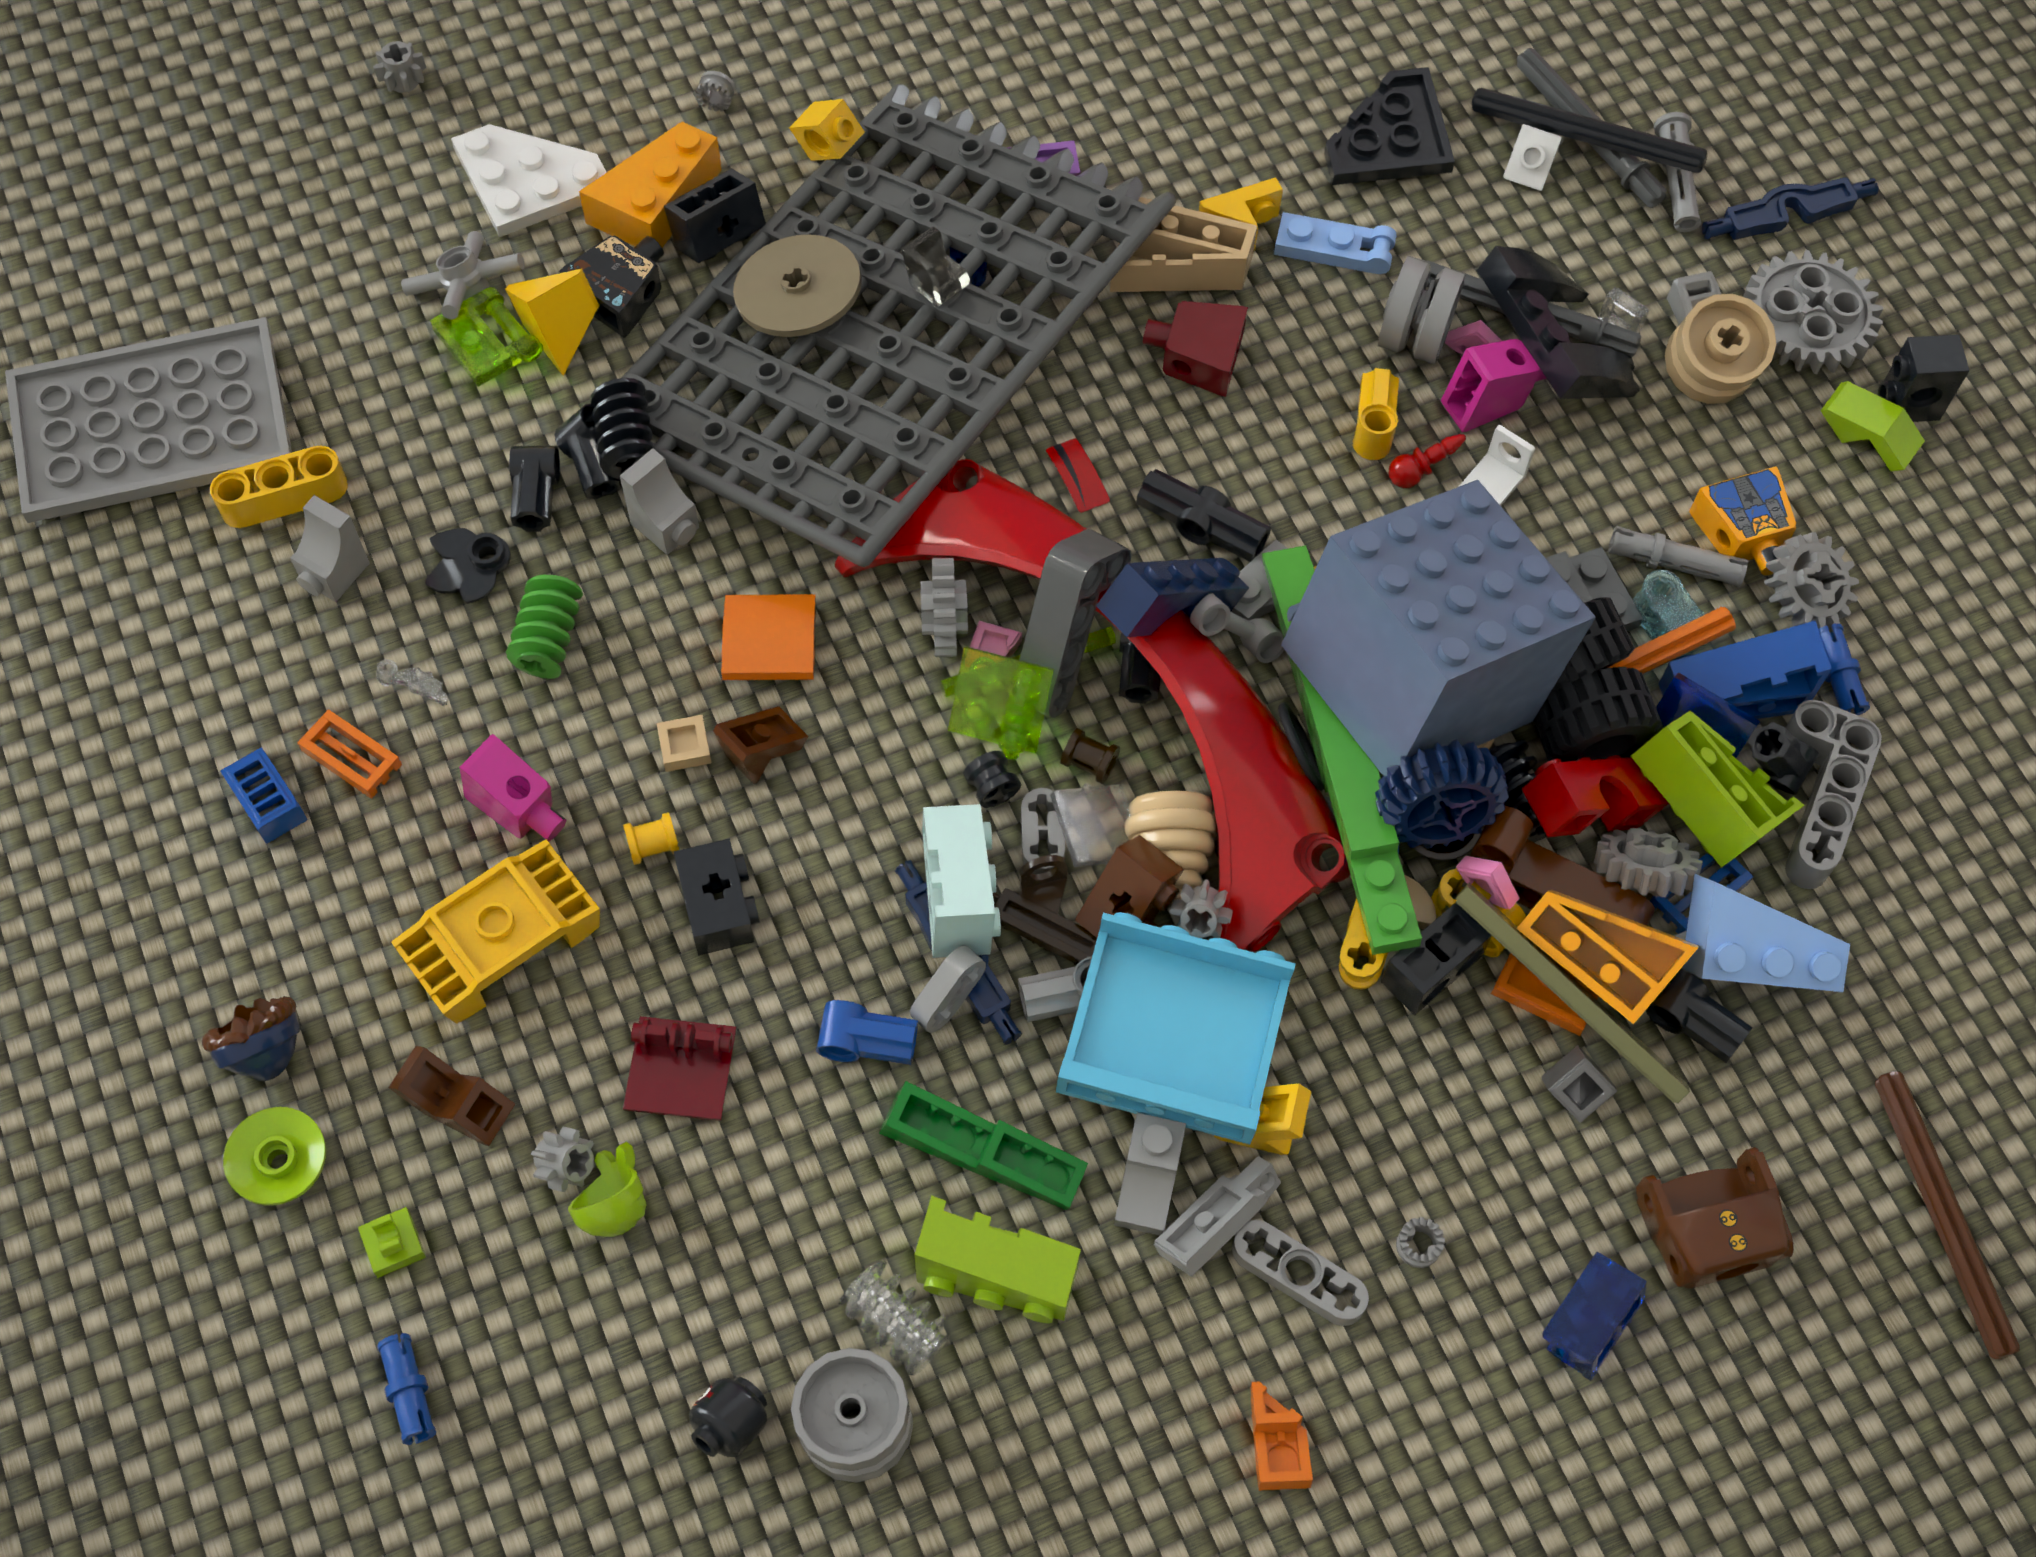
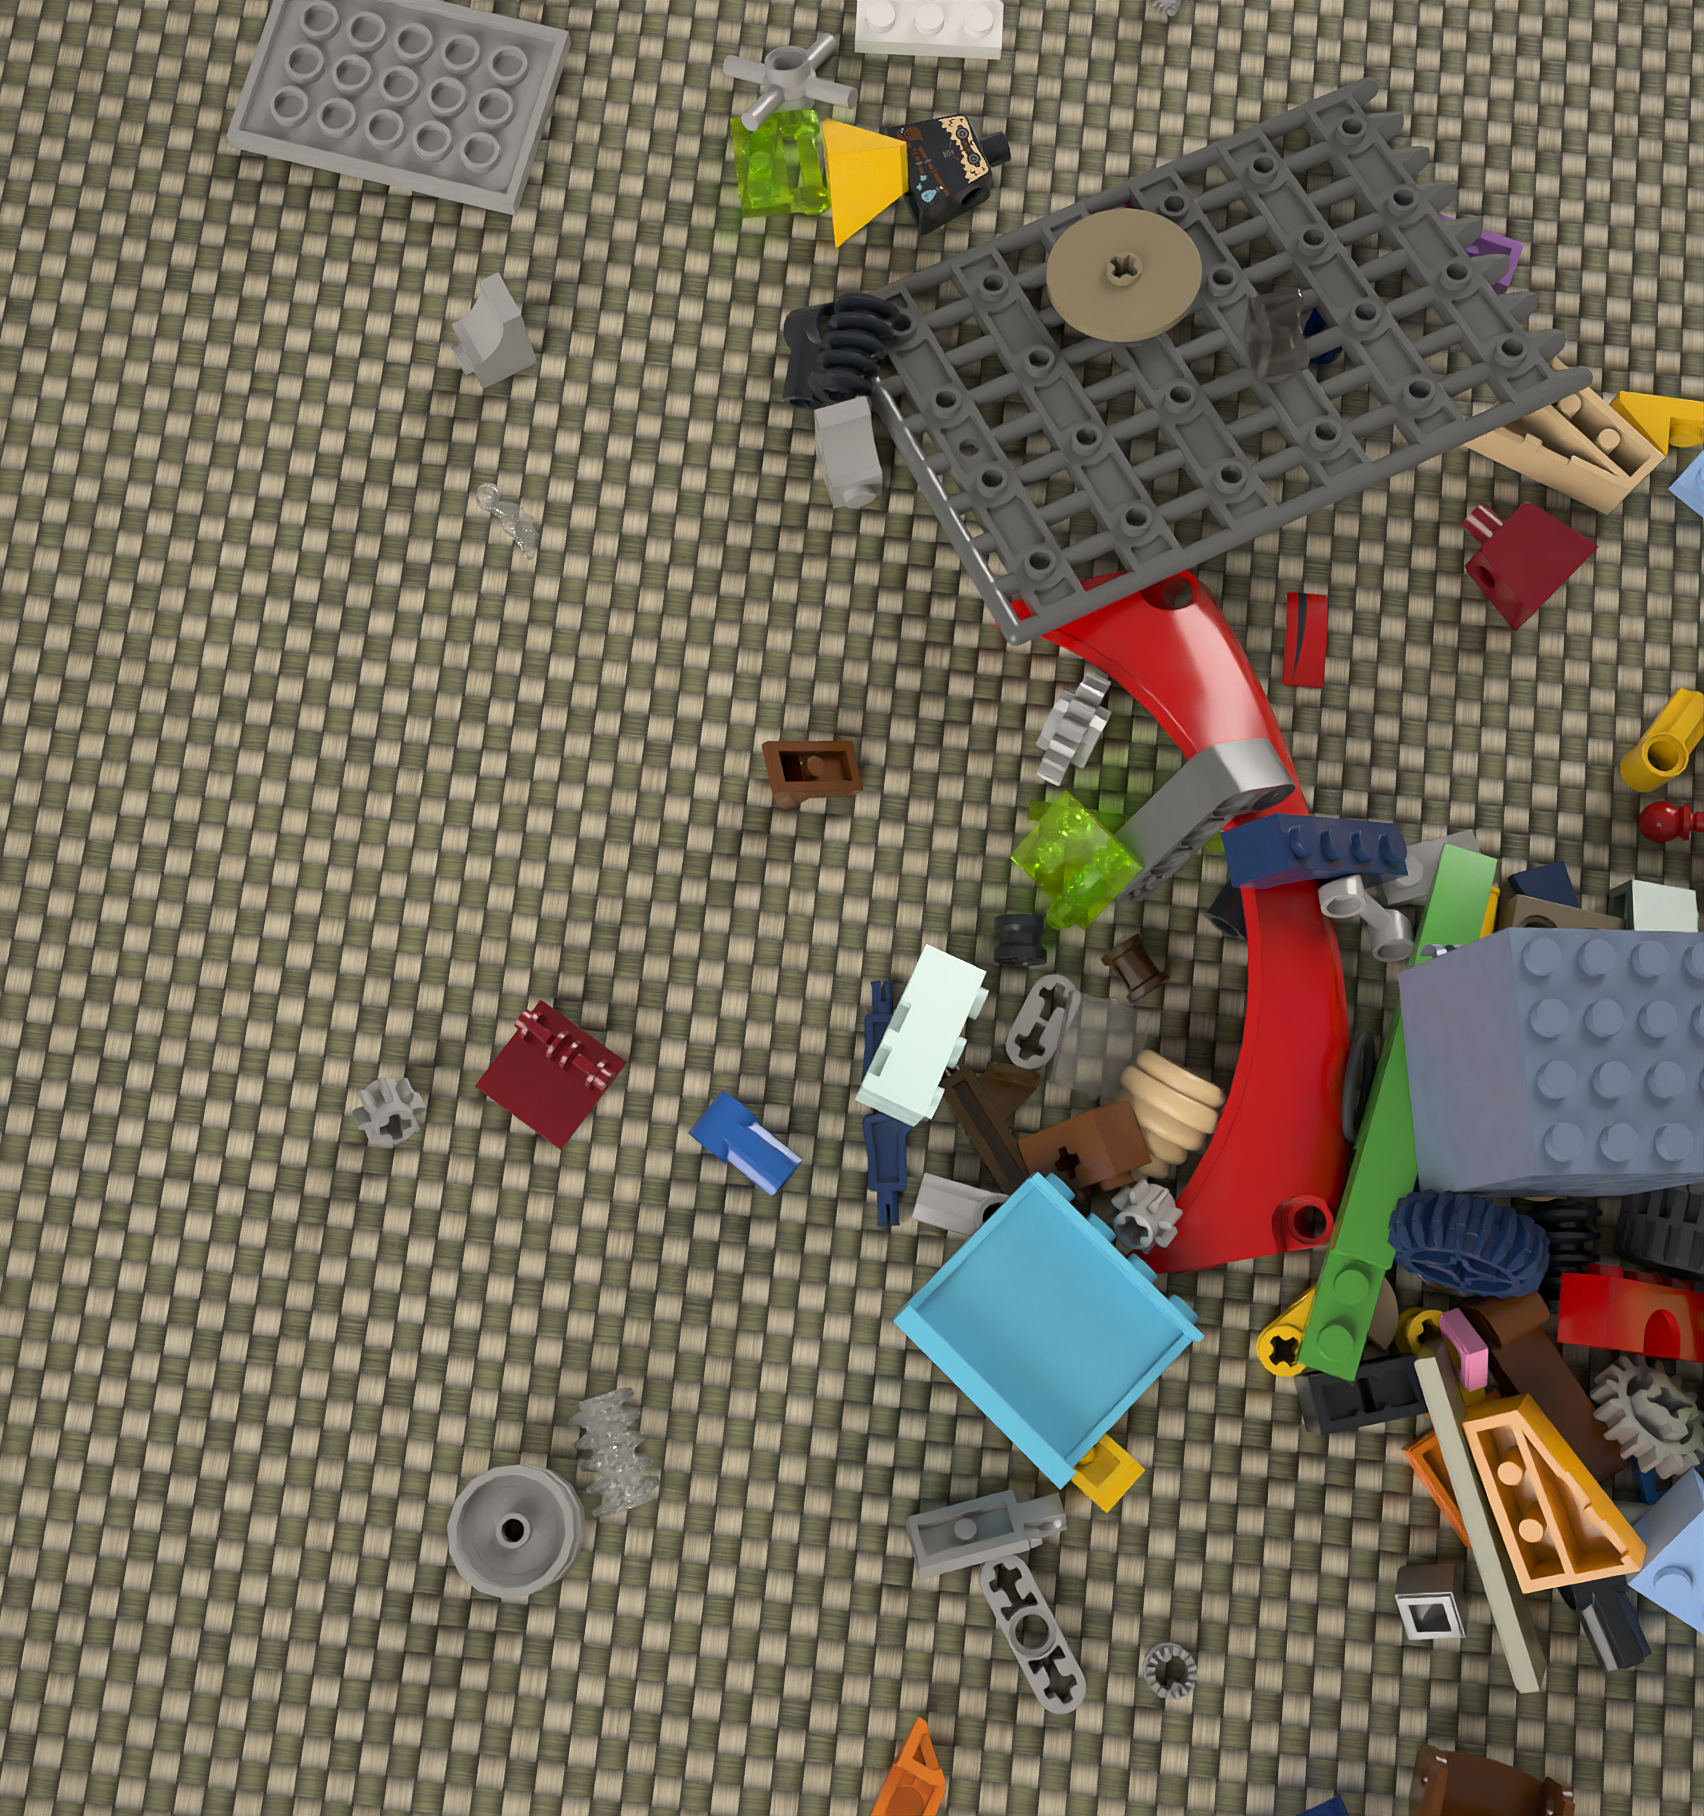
camera: 30 degrees right, 15 degrees up
(257, 485) = (470, 217): yellow beam -> none
(257, 1039) = (168, 825): hair -> none
(261, 1139) = (104, 951): lime dish -> none
(277, 820) = (307, 602): blue slope -> none
(376, 774) = (427, 602): orange tile -> none
(391, 1242) = (195, 1098): lime tile -> none
(406, 1389) = (132, 1254): blue pin -> none
(451, 1098) = (322, 983): reddish brown slope -> none
(463, 563) = (623, 415): black plate -> none
(496, 927) = (447, 835): yellow plate -> none
(509, 791) = (526, 681): dark pink torso -> none
(533, 476) = (743, 350): black piece -> none
(544, 625) = (662, 526): bright green piece -> none
(614, 1199) = (414, 1176): lime piece -> none
(633, 194) = (1042, 75): light orange wedge -> none
(651, 838) = (649, 818): yellow bush -> none
(684, 743) = (735, 731): tan plate -> none
(715, 215) = (1085, 143): black brick -> none
(723, 921) = (671, 884): black brick -> none
(728, 1417) = (404, 1458): black head -> none
(769, 637) = (883, 658): orange slope -> none
(827, 130) = (1260, 98): yellow brick -> none
(947, 989) = (848, 1145): light grey beam -> none
(983, 1147) = (797, 1322): green slope -> none
(995, 1264) = (737, 1459): lime wedge -> none
(996, 639) = (1105, 787): bright pink tile -> none
(1149, 1174) = (939, 1449): light grey arch -> none
(1203, 515) = (1409, 761): black piece -> none

